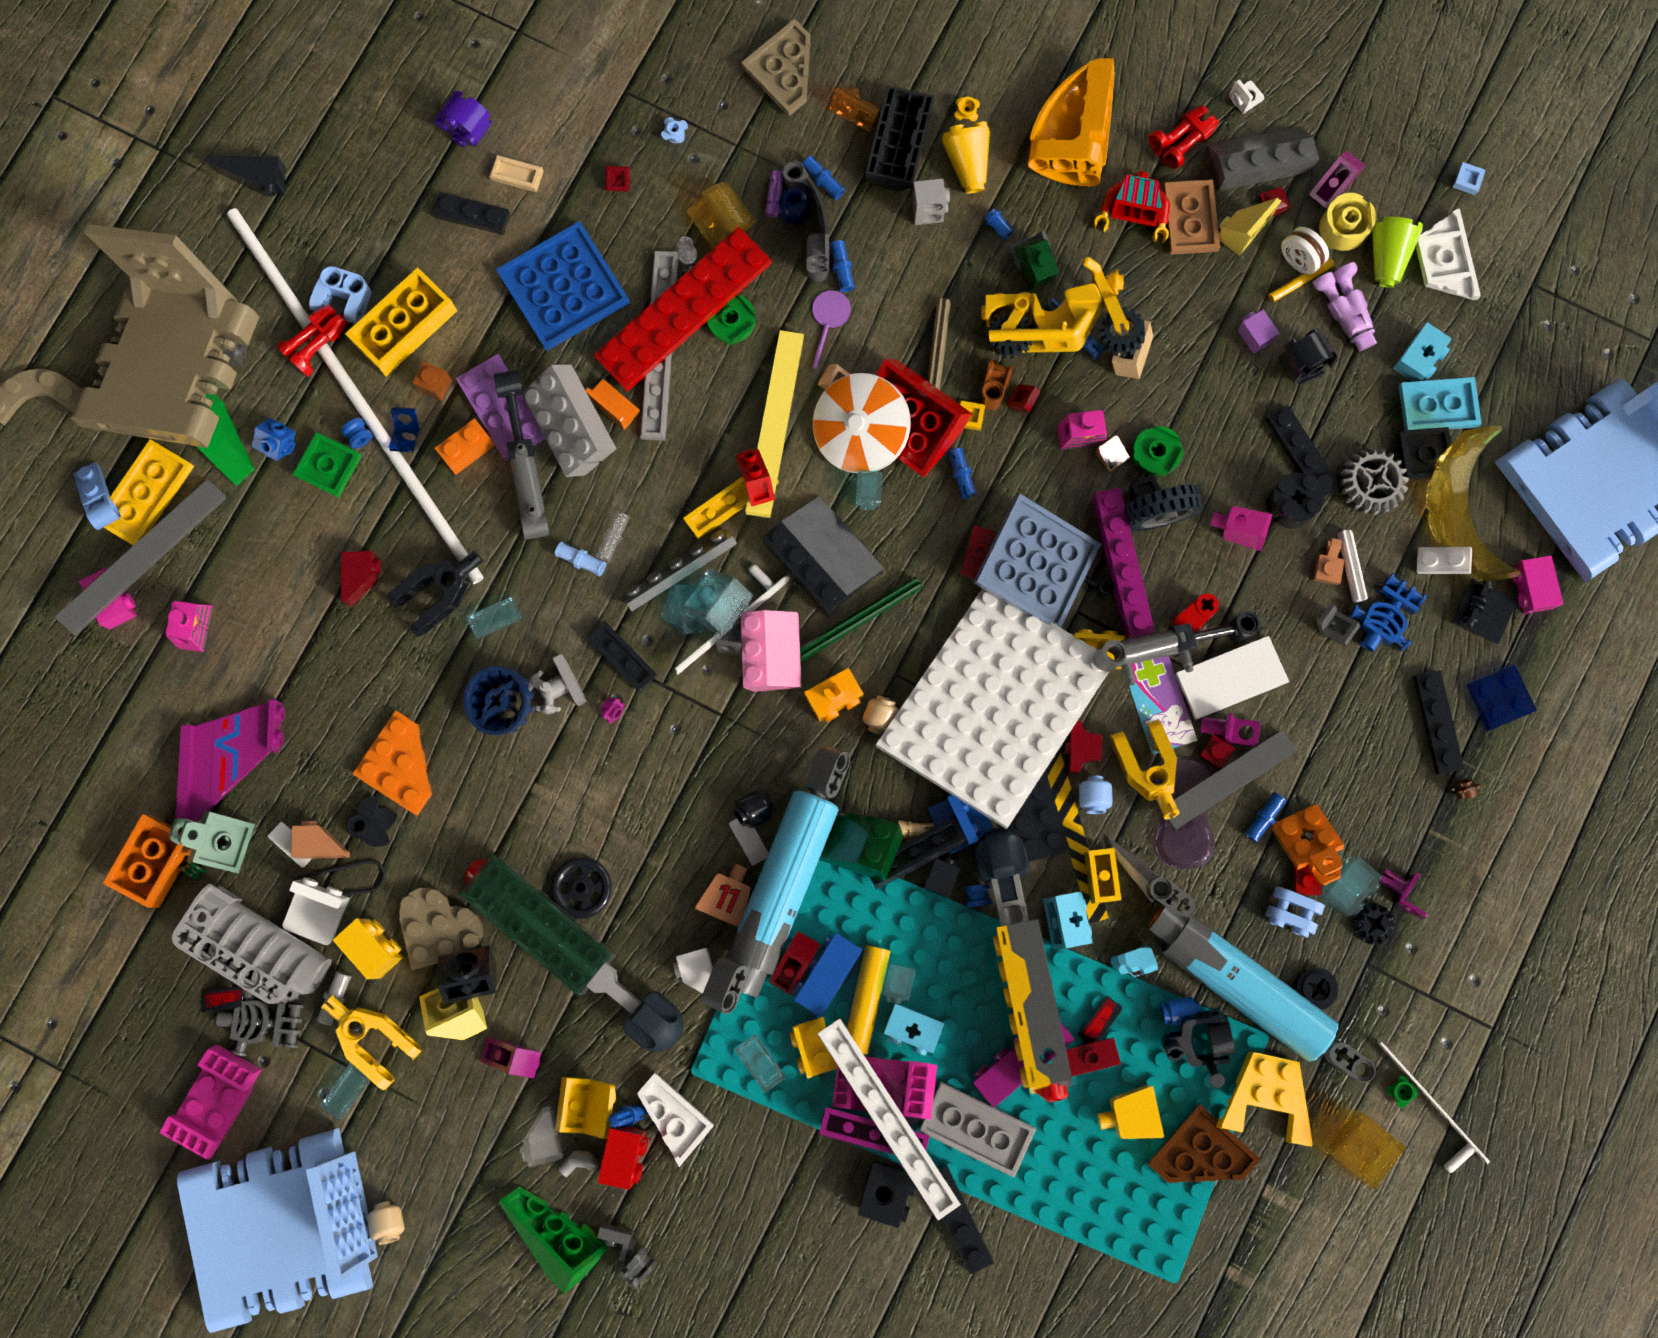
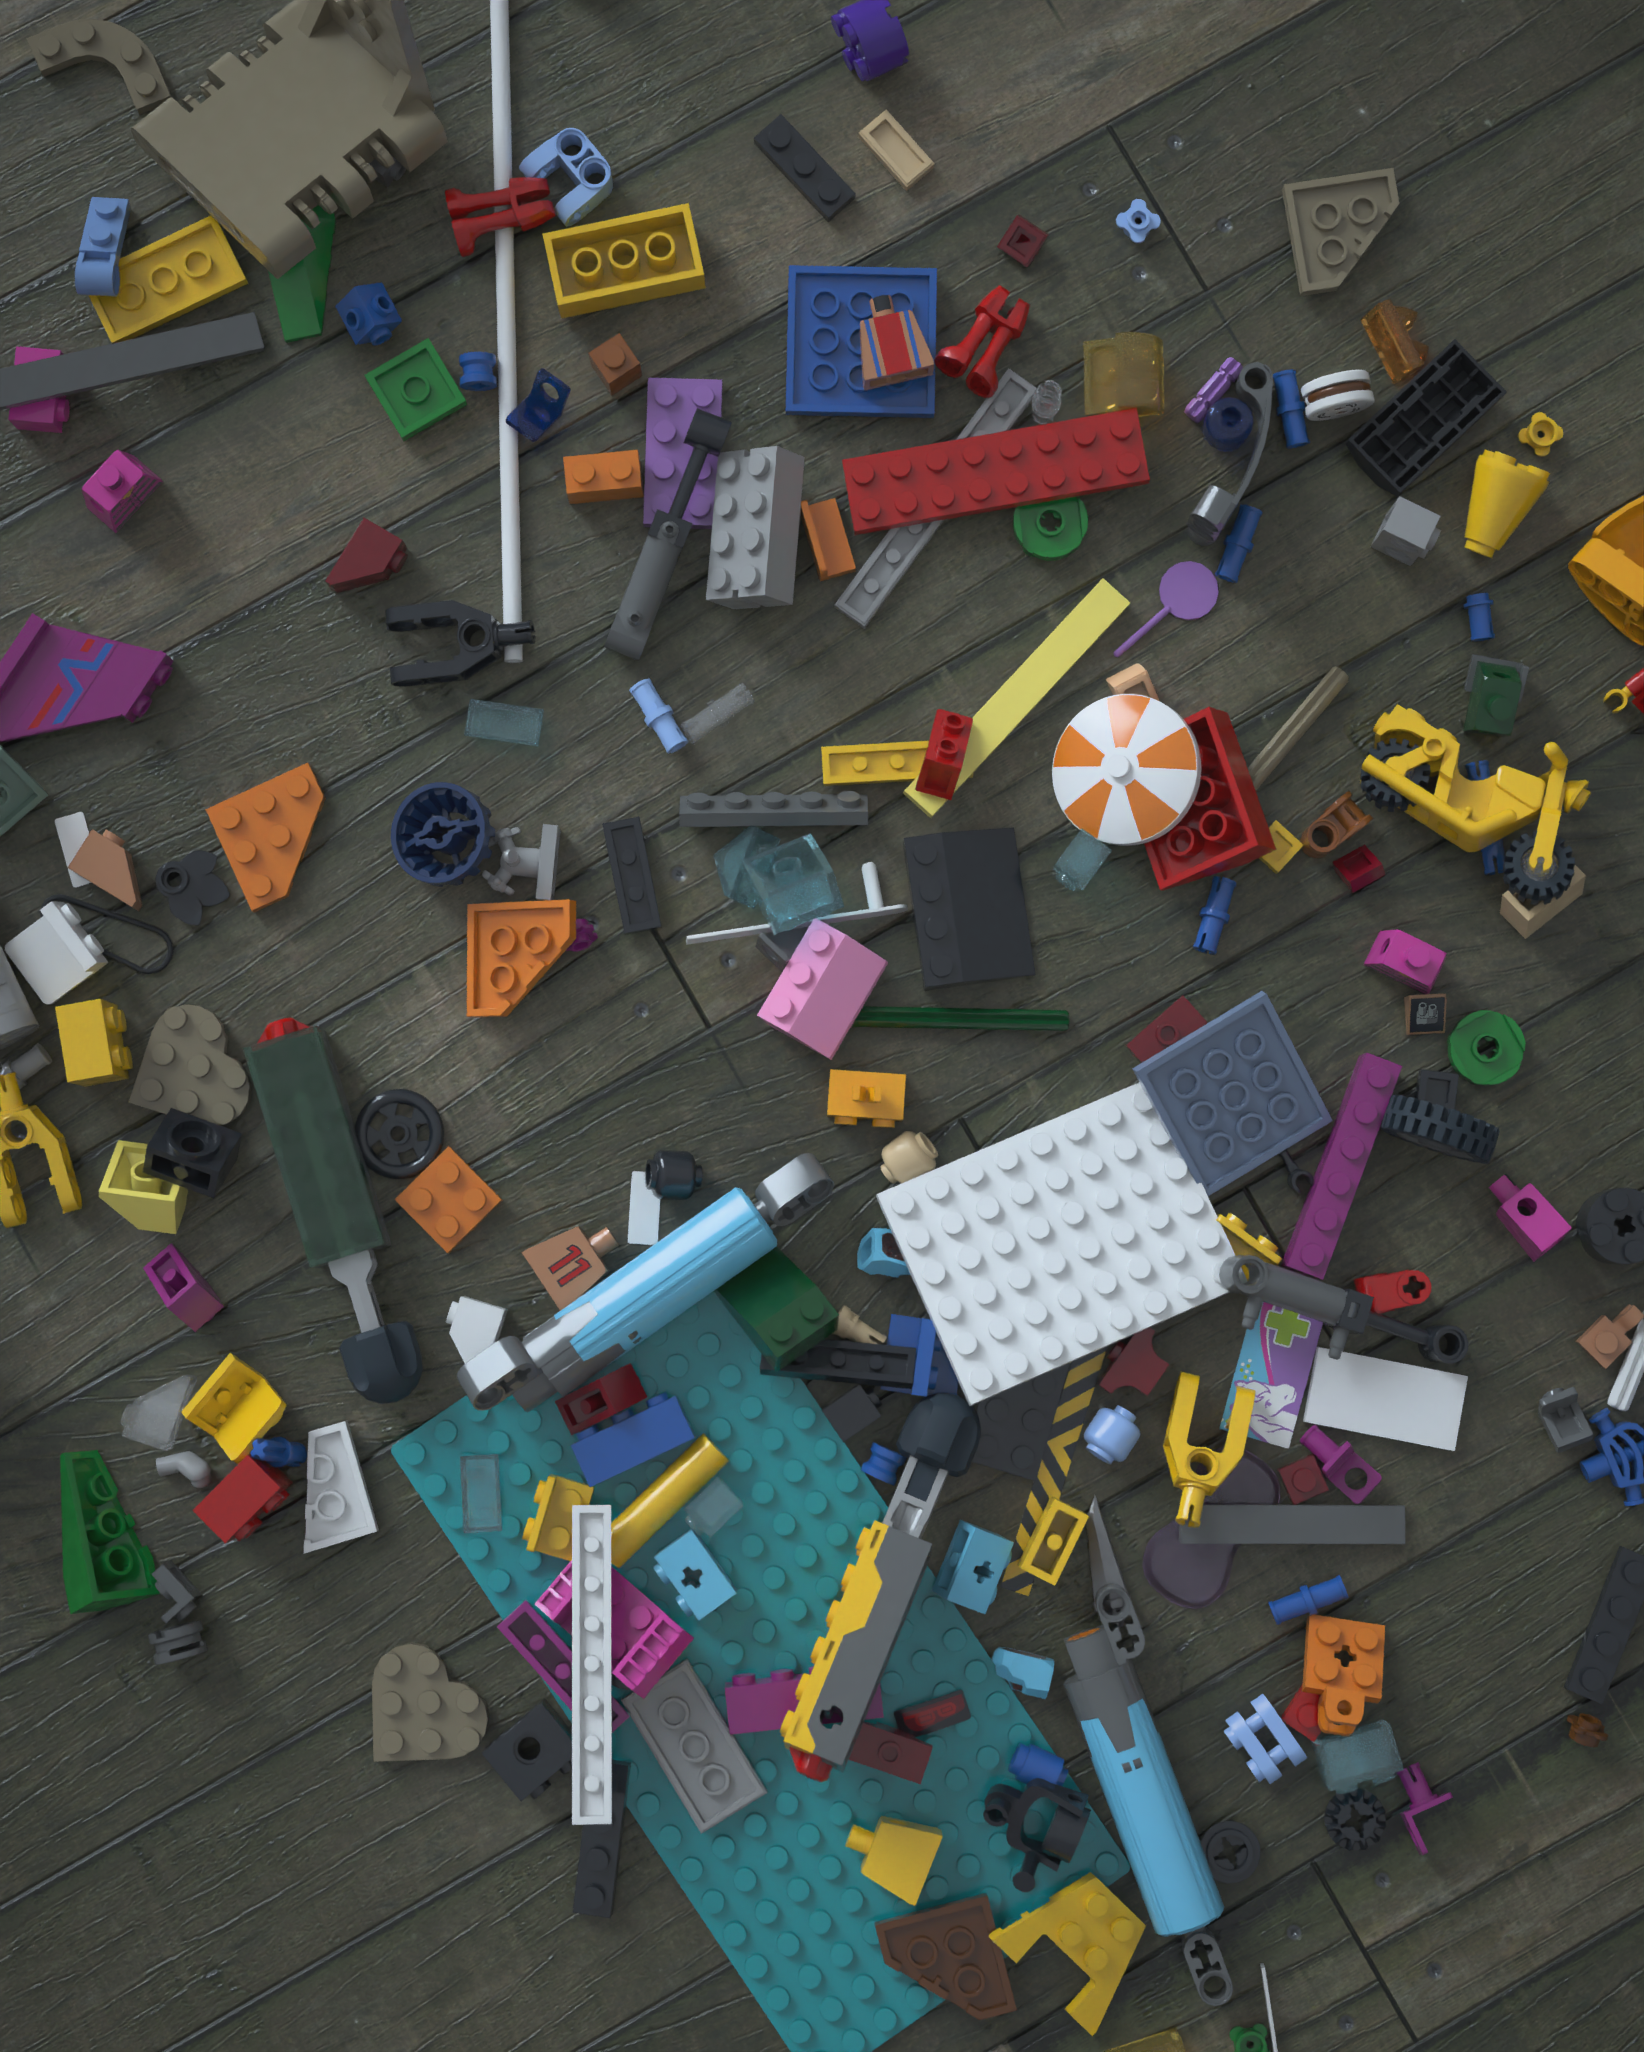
camera: 30 degrees right, 5 degrees up
(580, 740) = (512, 950): none -> orange plate
(582, 275) = (892, 346): none -> torso
(621, 262) = (955, 359): none -> red piece
(633, 907) = (448, 1199): none -> orange plate
(806, 1213) = (422, 1710): none -> dark tan plate
(844, 153) = (1337, 395): none -> white head
(900, 777) = (881, 1254): none -> medium azure rock

